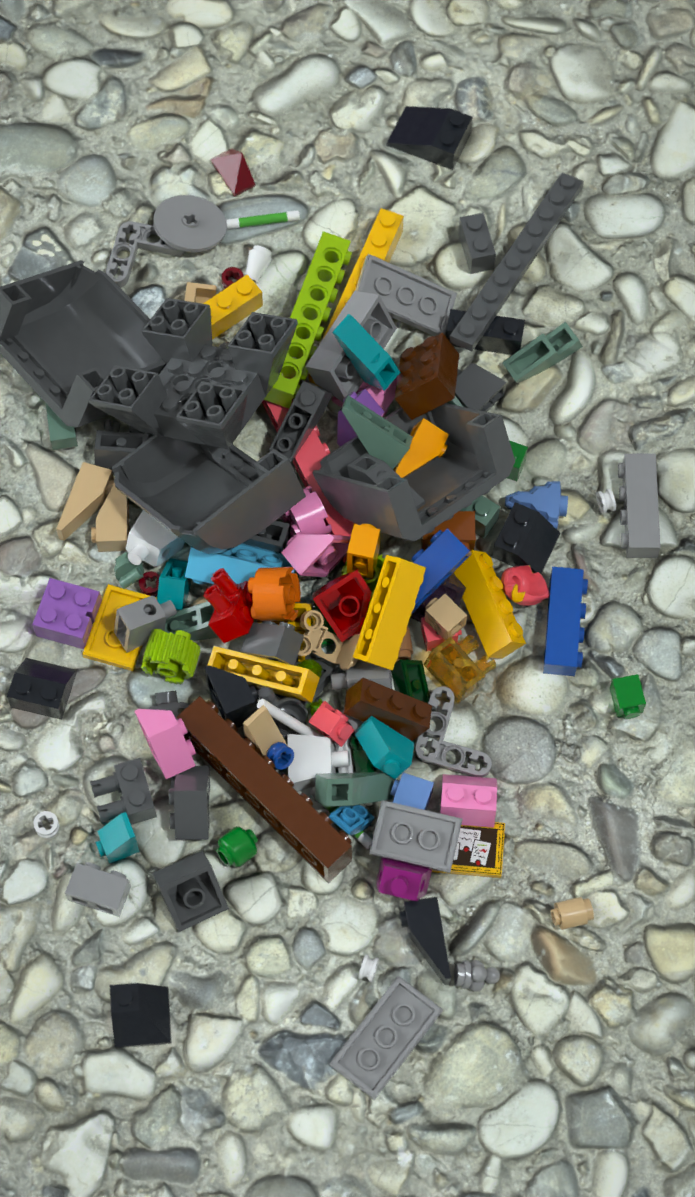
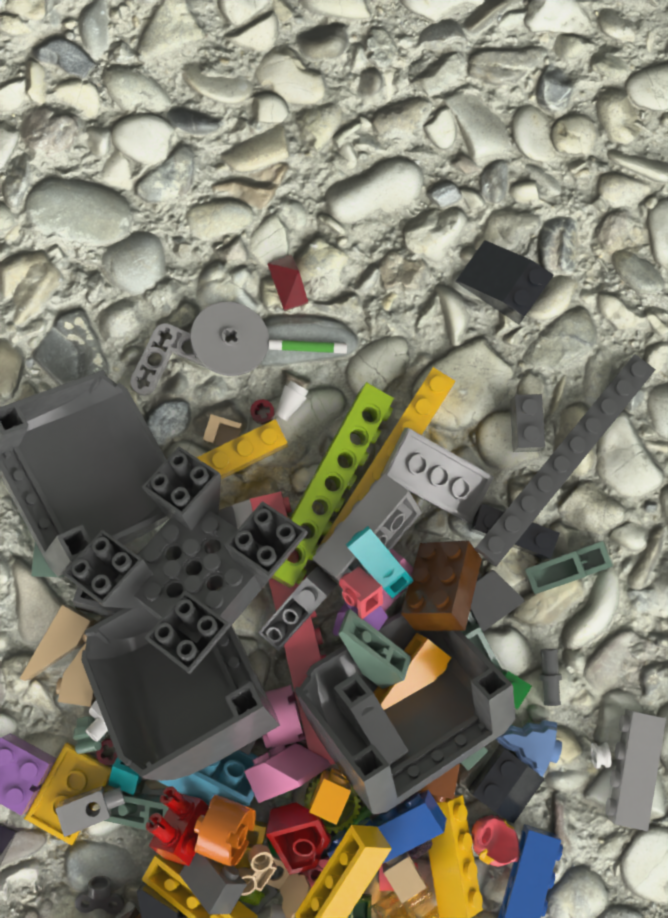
camera: 10 degrees right, 15 degrees up
(171, 655) = (110, 851): lime brick -> none
(349, 378) = (361, 591): none -> coral brick
(545, 446) = (550, 677): none -> dark grey pin

